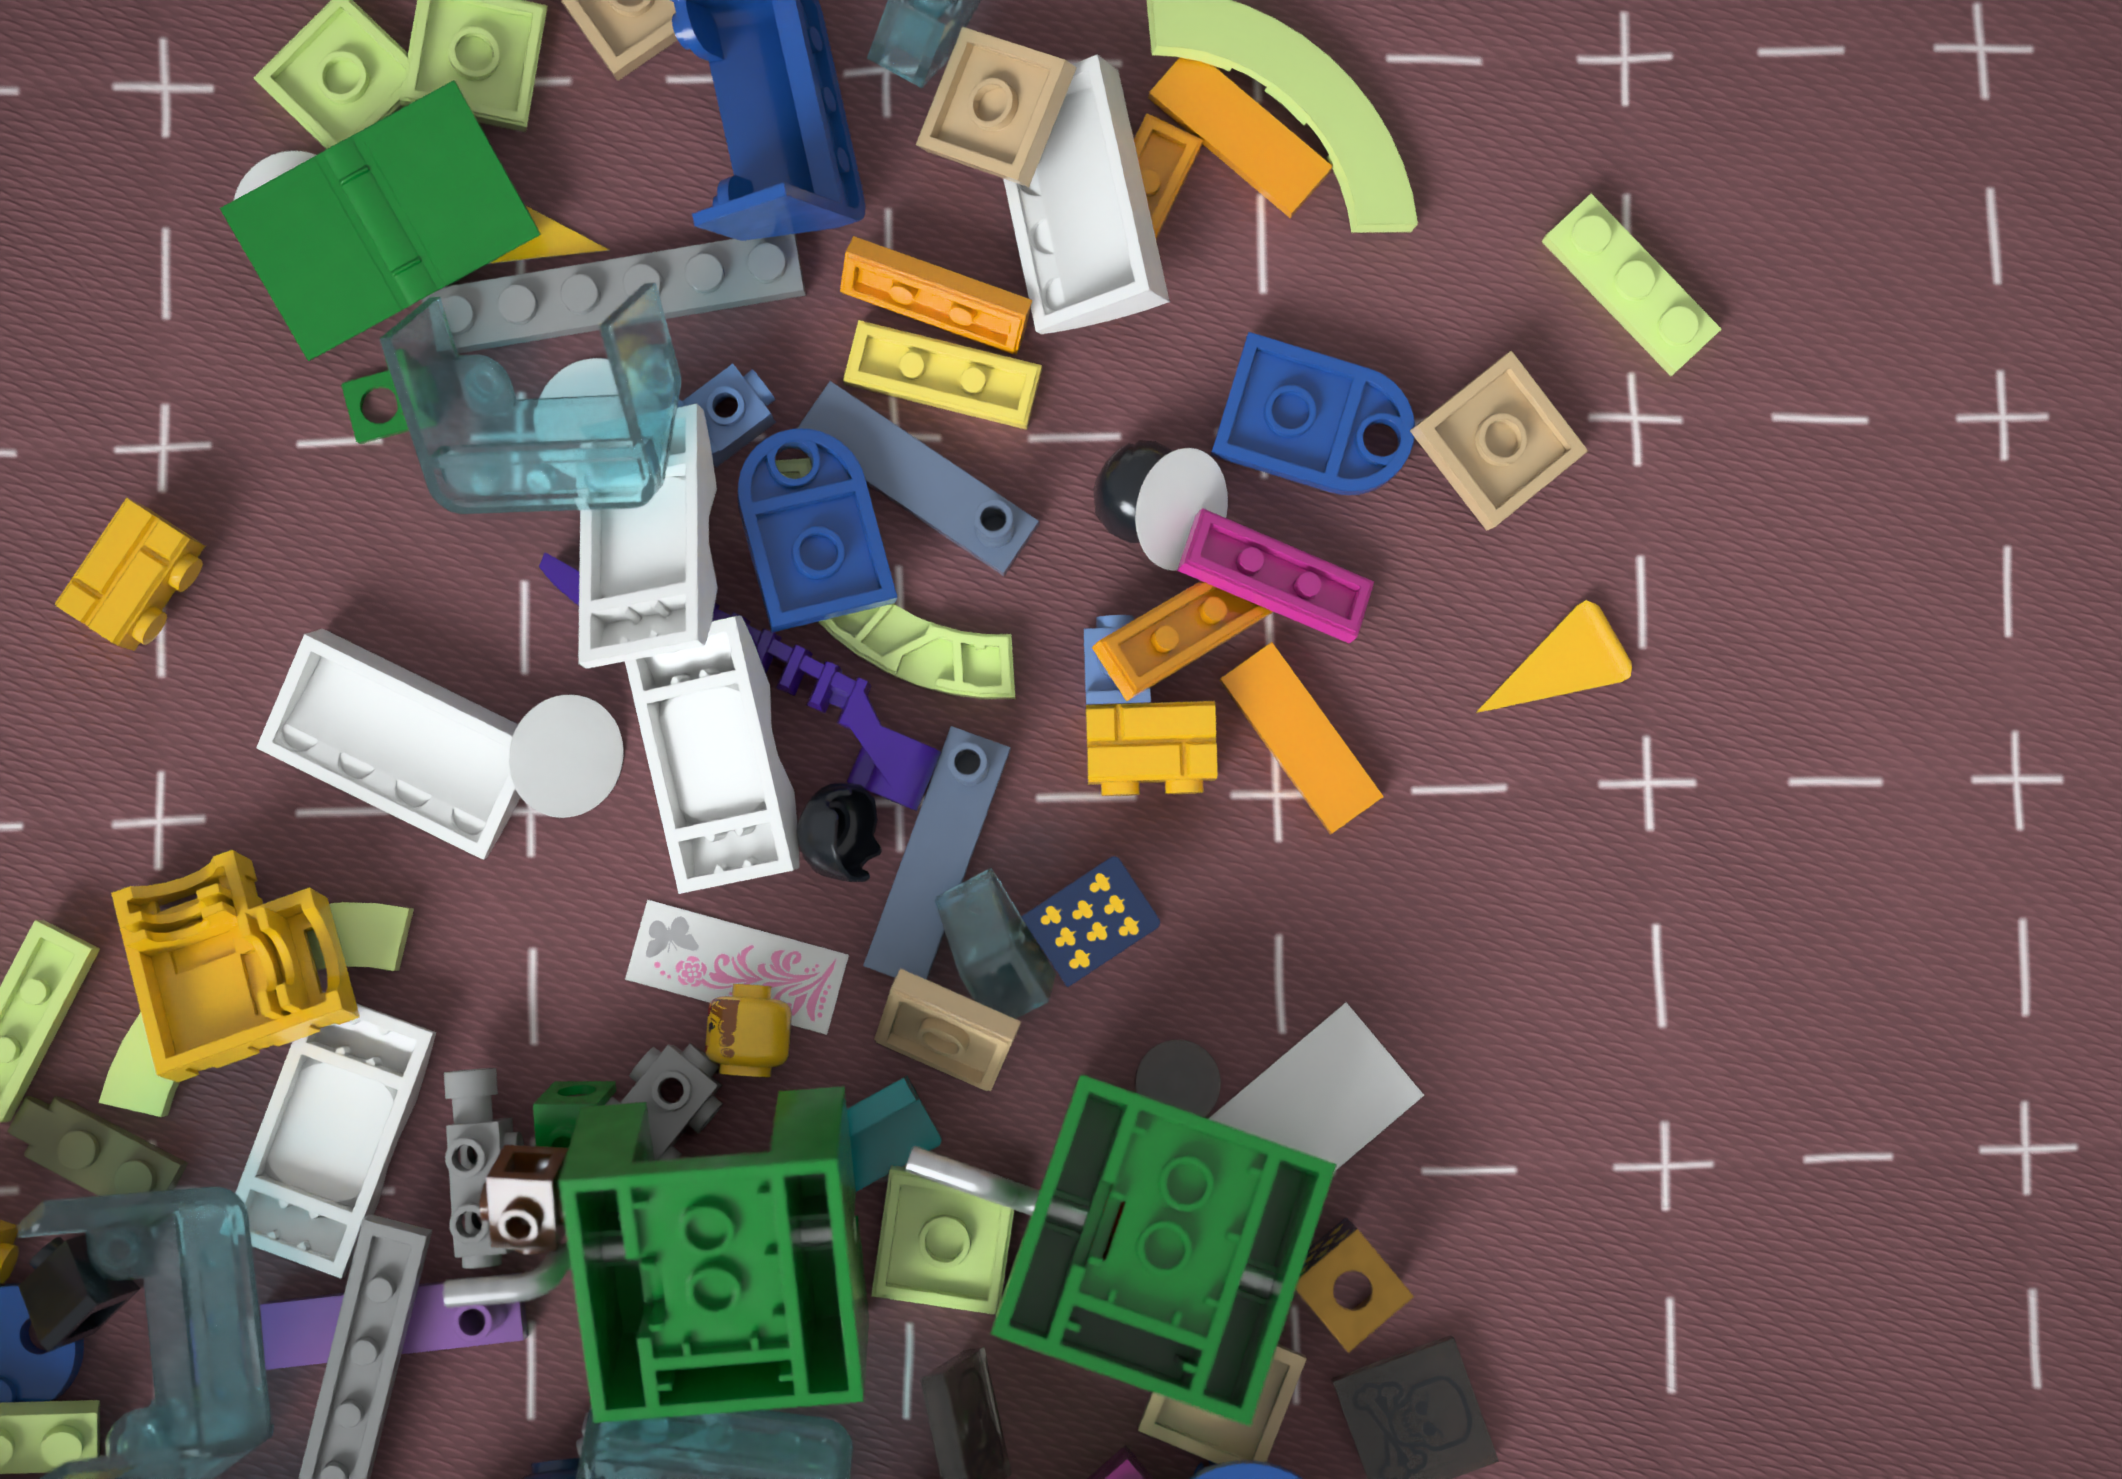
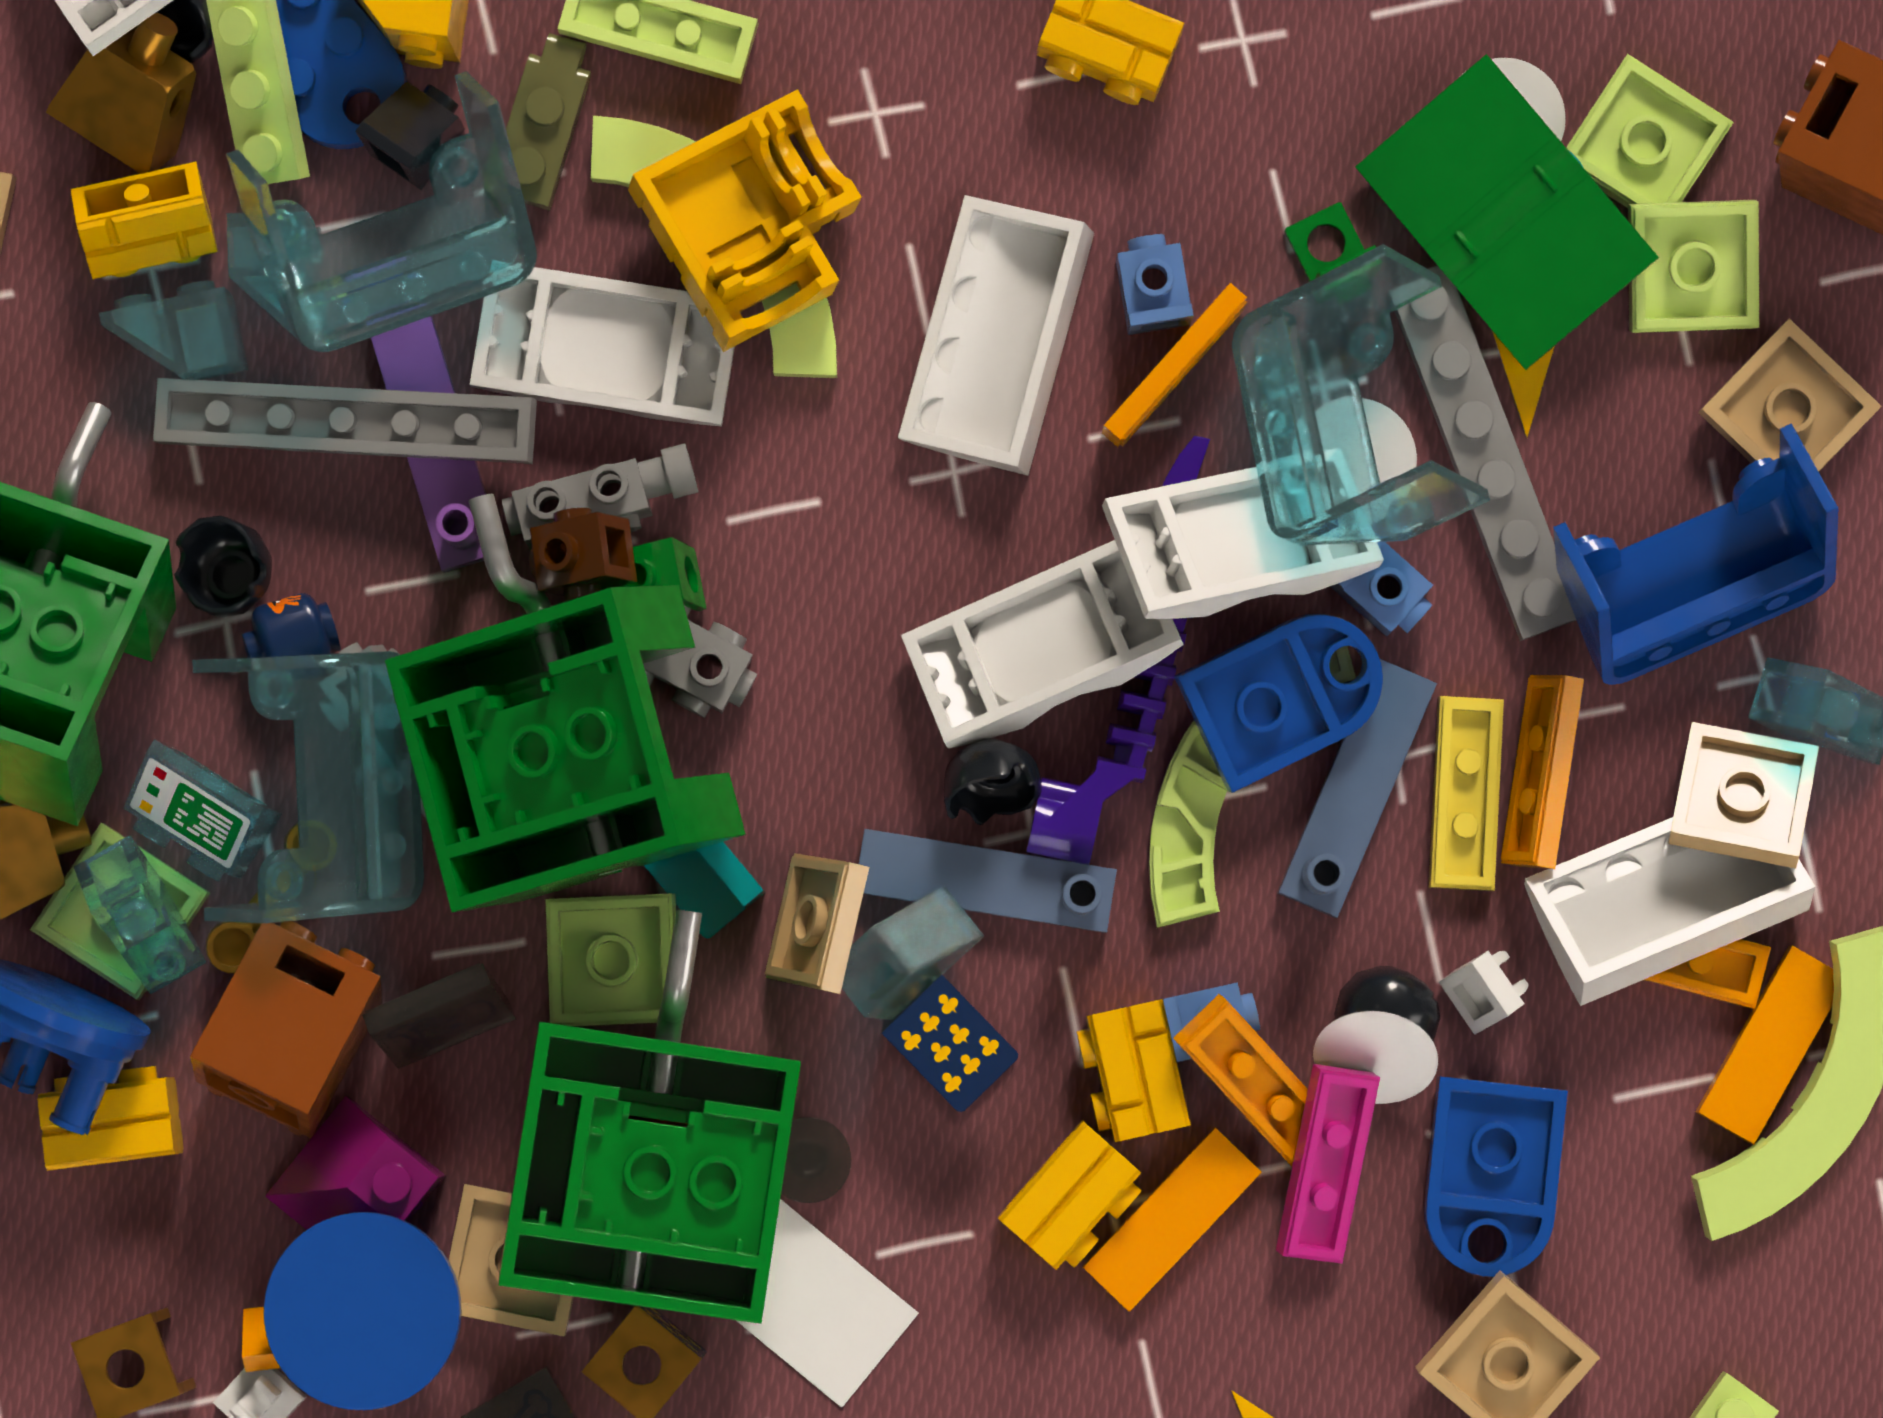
camera: 80 degrees right, 0 degrees up
(406, 583) = (1148, 308): none -> medium blue brick
(467, 573) = (1175, 366): none -> light orange tile
(565, 756) = (1014, 498): white sticker -> none
(709, 955) = (839, 705): white sticker -> none
(748, 1031) = (779, 729): yellow head -> none
(1137, 394) = (1483, 991): none -> white tile
(1262, 831) = (1071, 1197): none -> yellow brick

